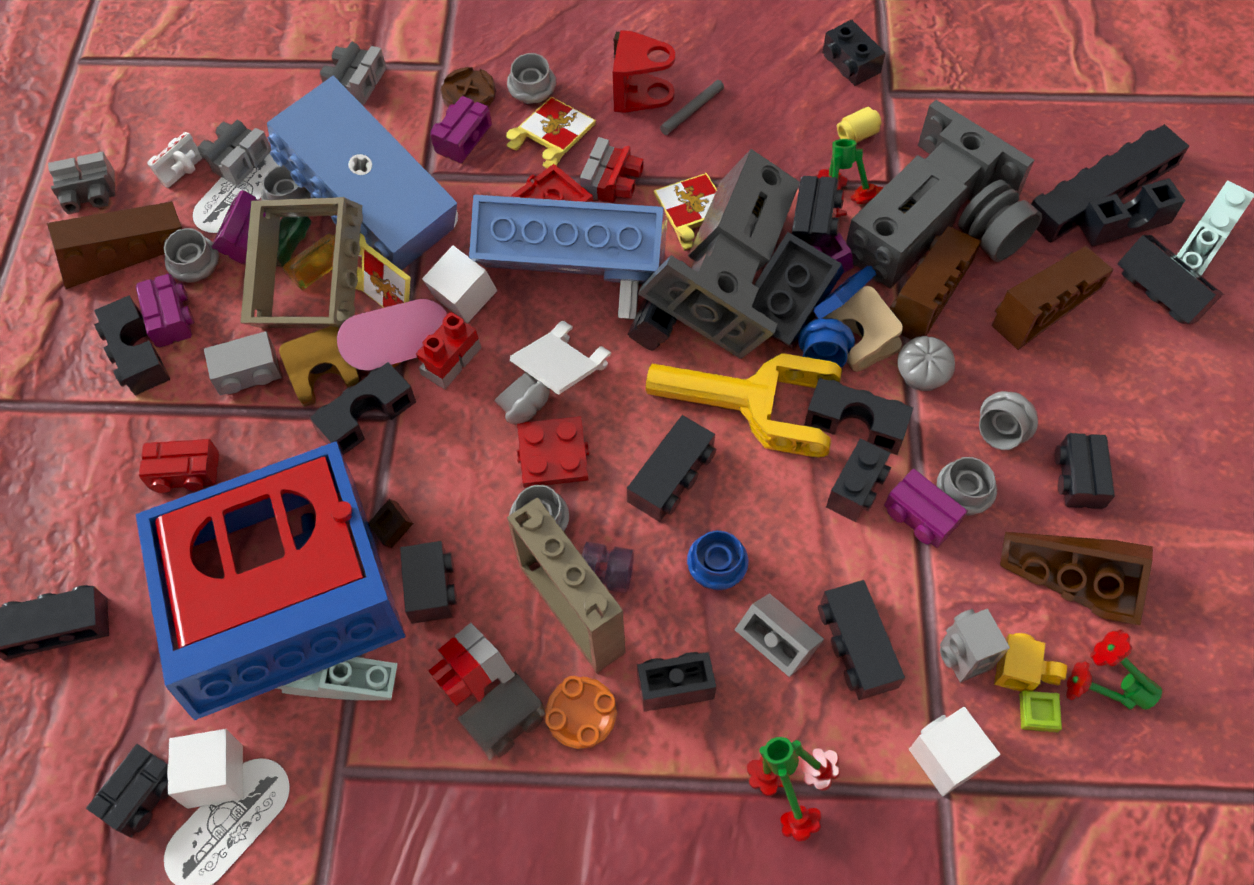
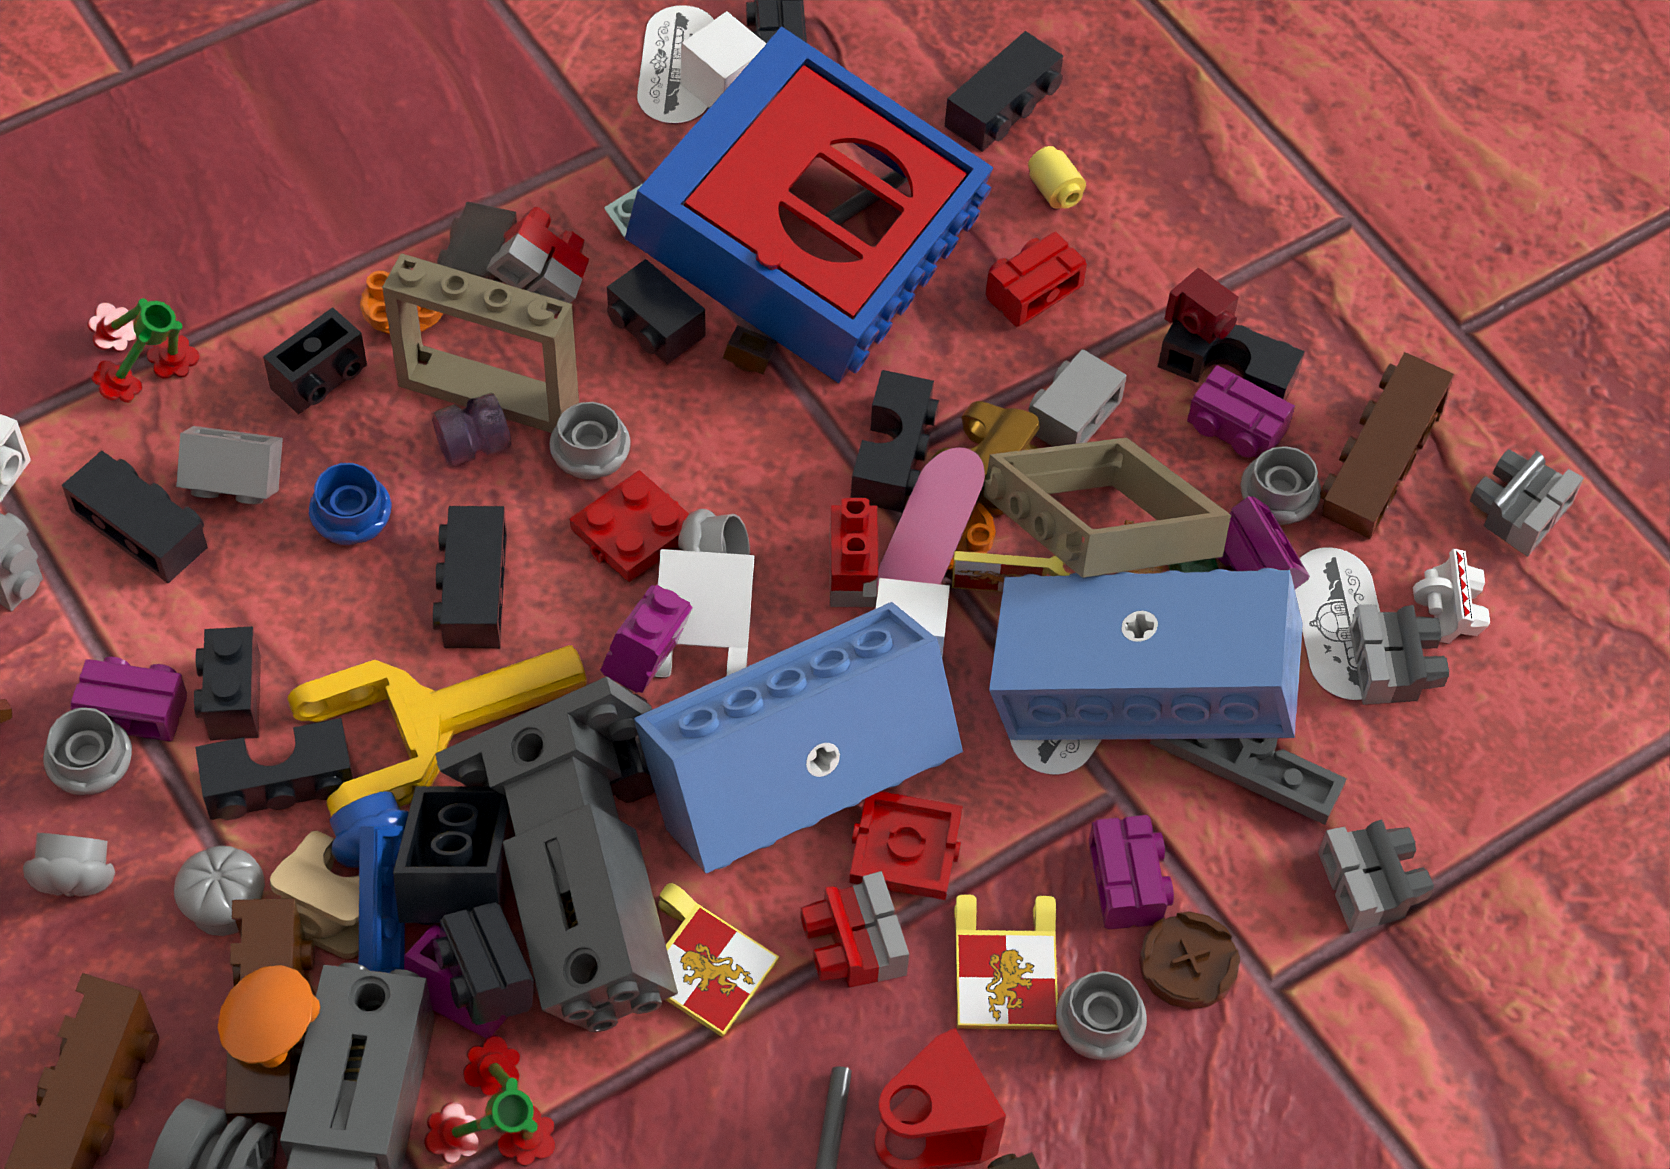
camera: 140 degrees right, 5 degrees down
(90, 530) = (1056, 177): none -> light yellow brick
(119, 354) = (1202, 306): none -> dark red brick
(609, 337) = (646, 638): none -> magenta brick
(944, 245) = (266, 1015): none -> orange dish

